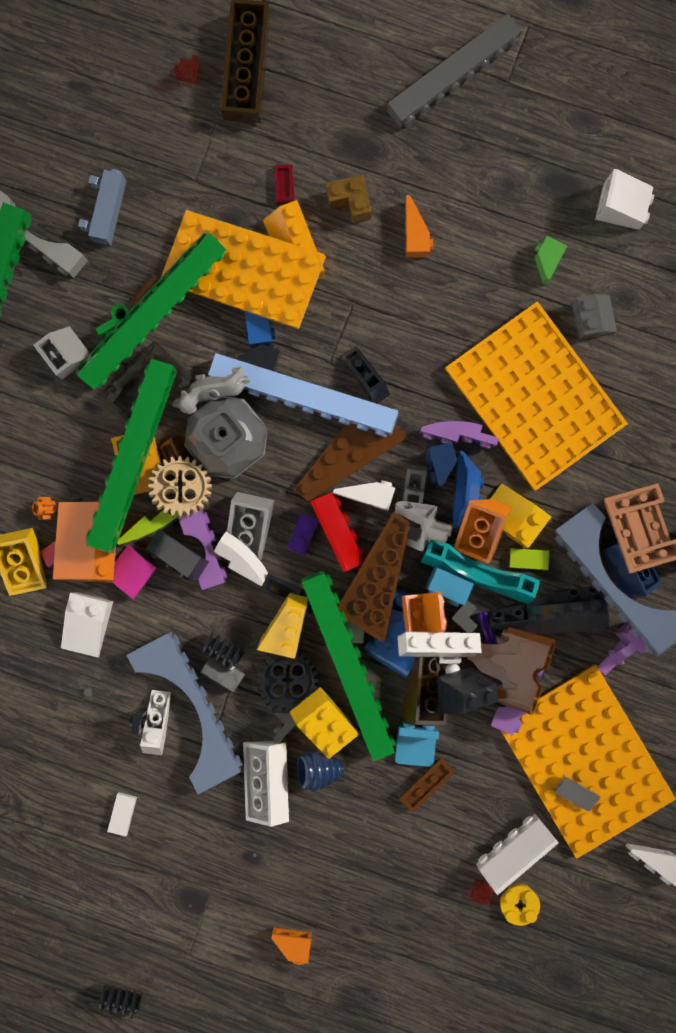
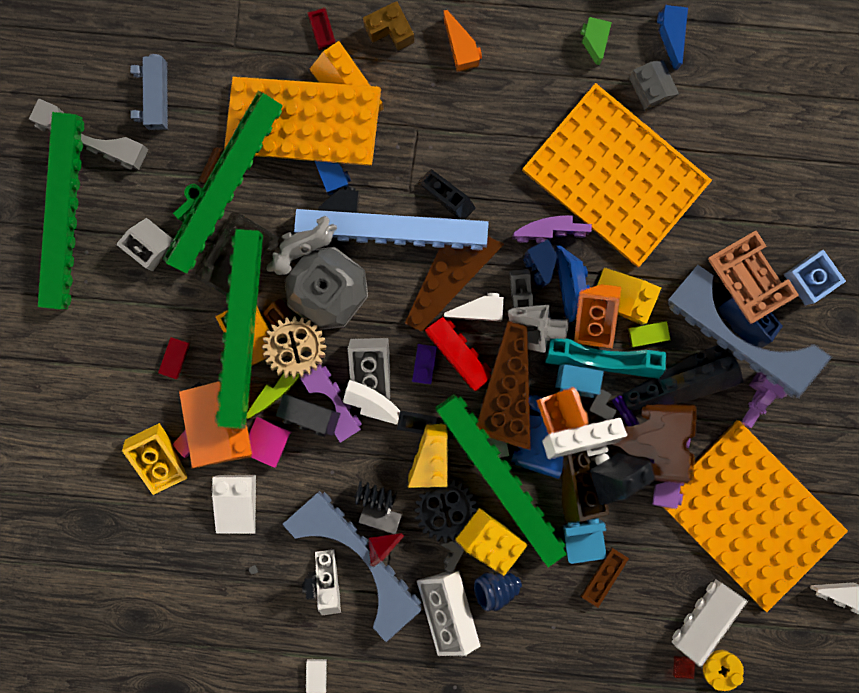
camera: 20 degrees left, 0 degrees up
(44, 508) = (166, 401): orange gear -> none
(62, 468) = (174, 358): none -> dark red tile
(217, 700) = (382, 546): none -> dark red slope
(576, 793) = (752, 549): dark grey slope -> none
(625, 269) = (673, 31): none -> blue slope

